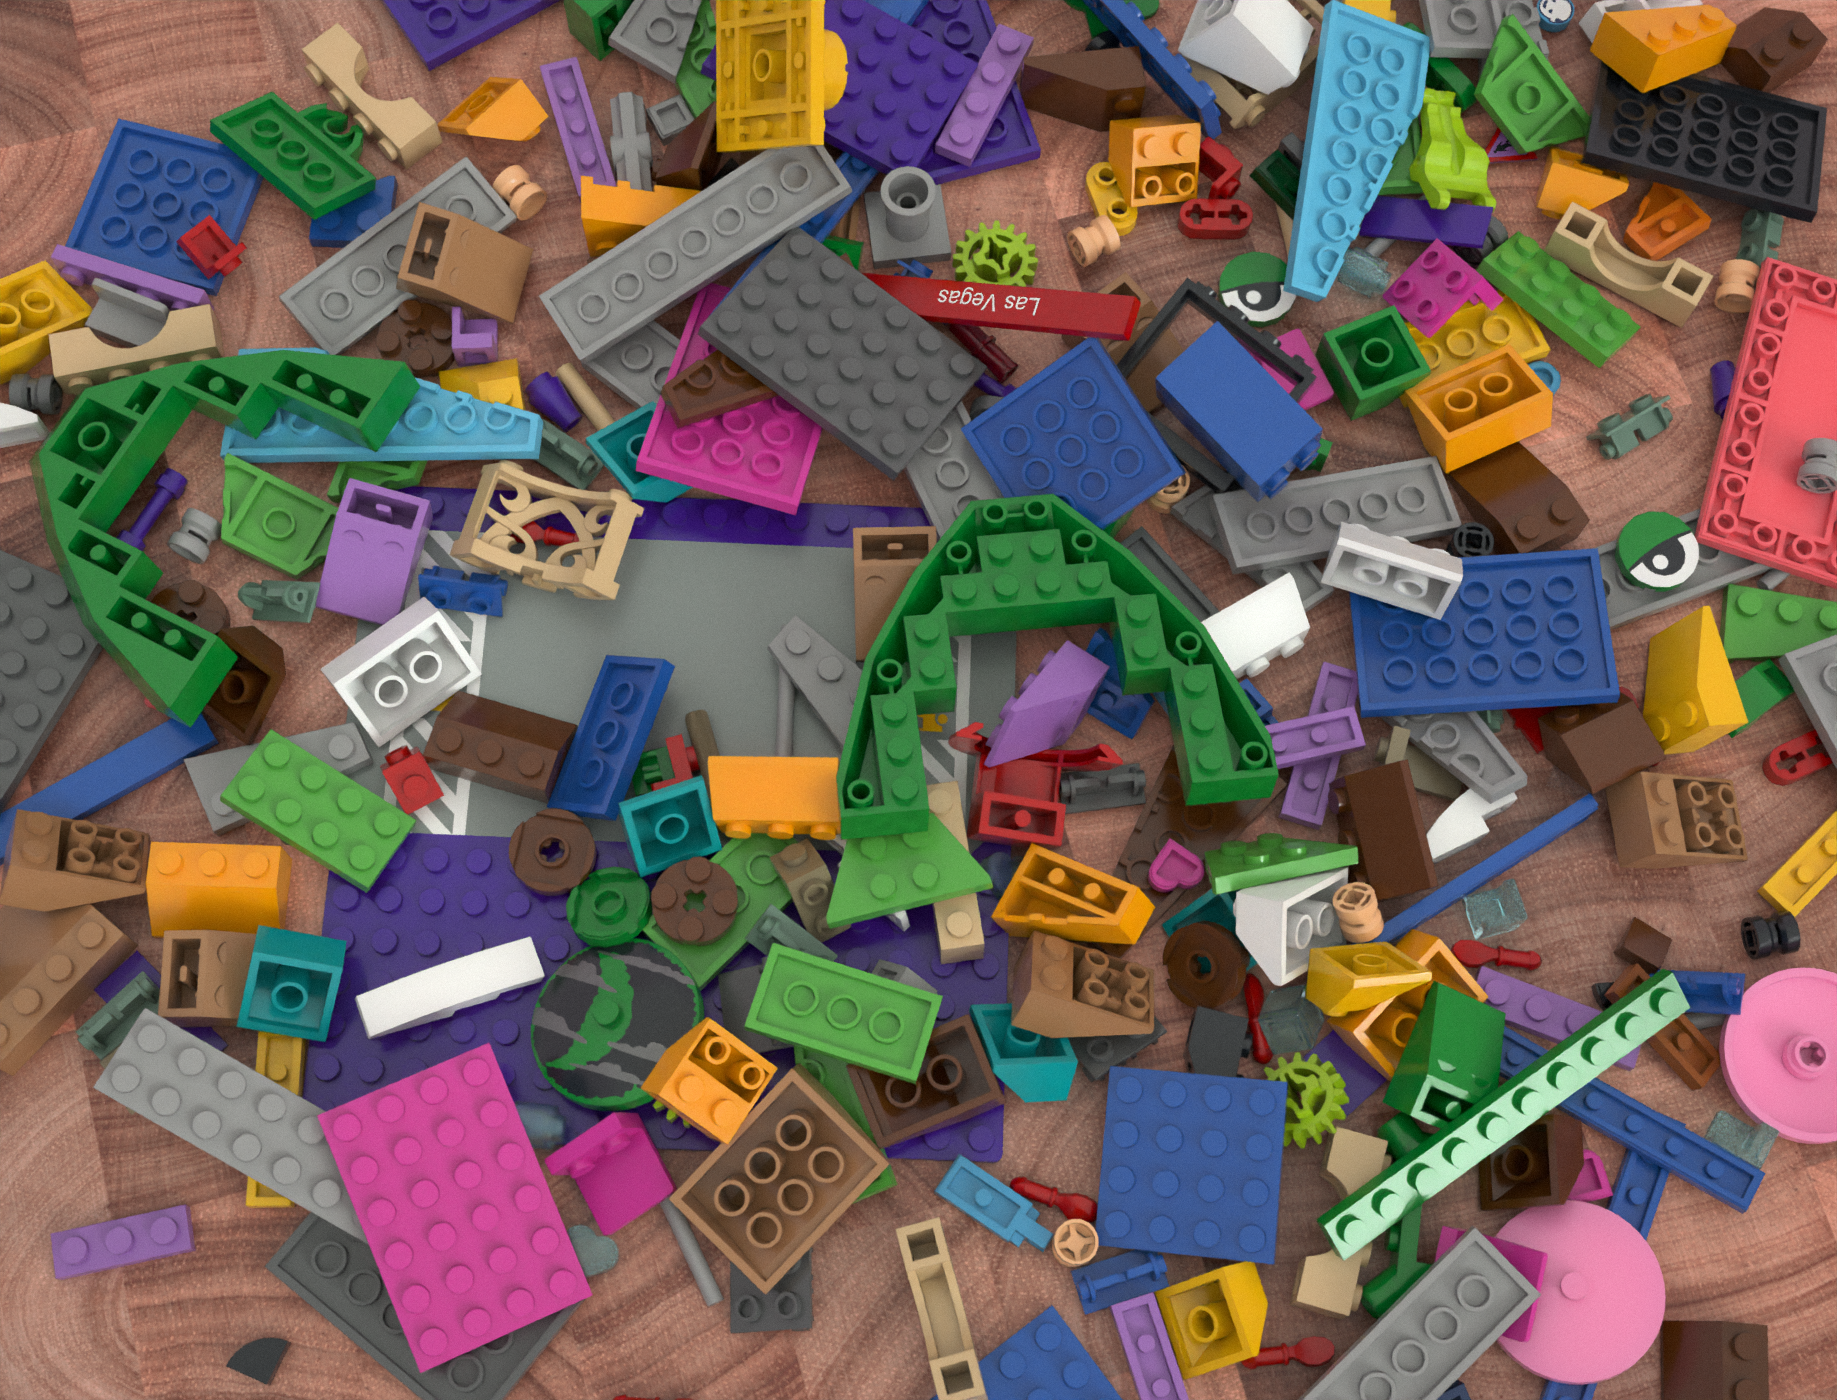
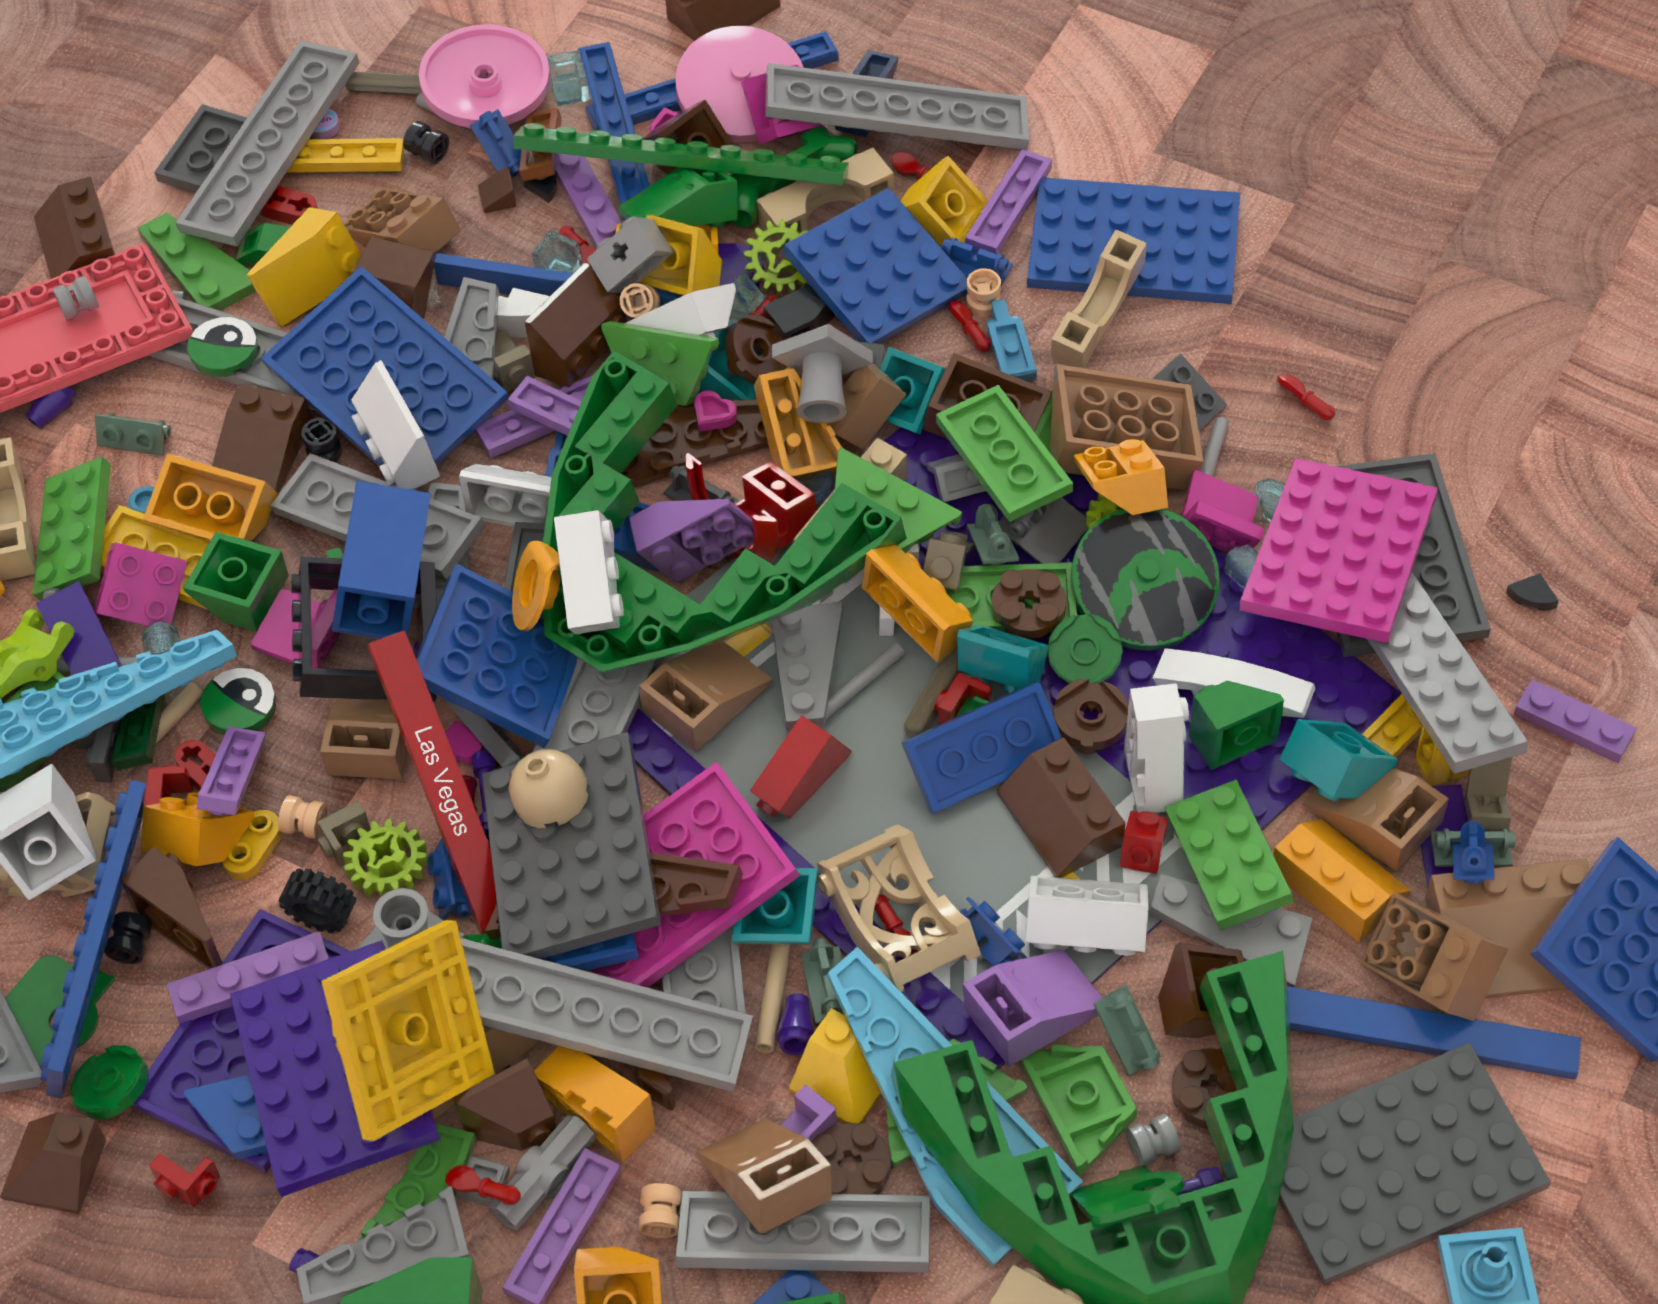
camera: 130 degrees left, 15 degrees down
(90, 970) = (1473, 857): none -> blue hinge
(178, 439) = (1121, 1195): none -> green piece
(409, 931) = (1233, 721): none -> green slope
(455, 844) = (1156, 746): none -> white wedge
(671, 91) = (465, 1180): none -> red piece
(746, 594) = (798, 768): none -> red slope
(900, 365) = (547, 788): none -> tan cylinder
(1001, 181) = (317, 900): none -> black tyre
(1053, 247) = (341, 827): none -> dark tan bracket
(1059, 543) = (588, 571): none -> white wedge
(1091, 507) = (535, 584): none -> light orange hat
(1092, 946) = (822, 359): none -> light grey plant
(1174, 205) = (231, 771): none -> medium lavender plate
(1405, 926) = (629, 254): none -> light grey brick

